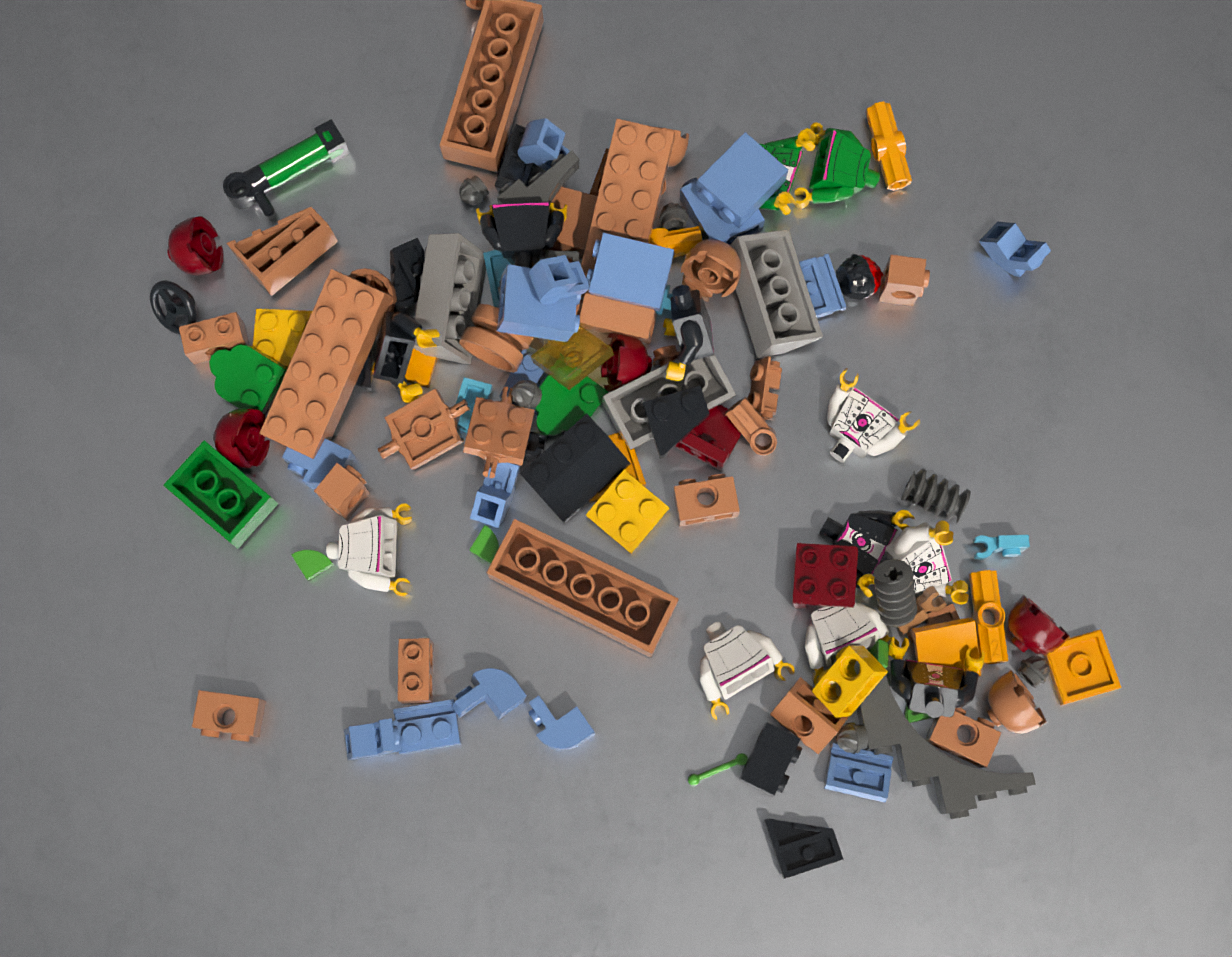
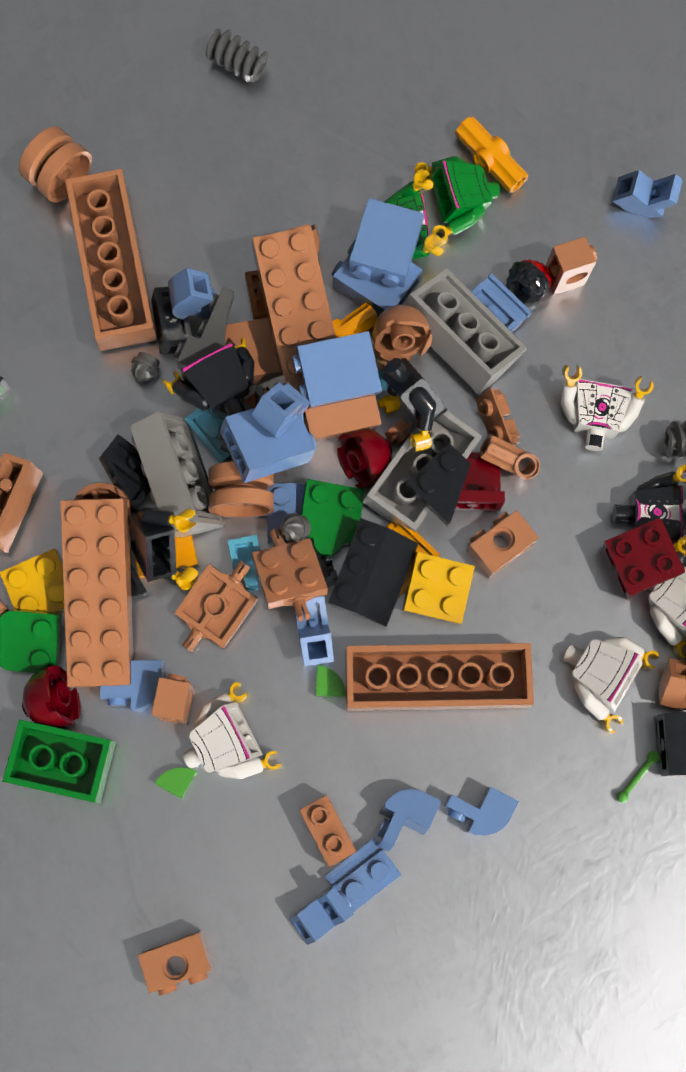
camera: 35 degrees left, 0 degrees up
(574, 359) = (321, 477): clear yellow plate -> none
(673, 217) = (339, 305): dark grey plate -> none

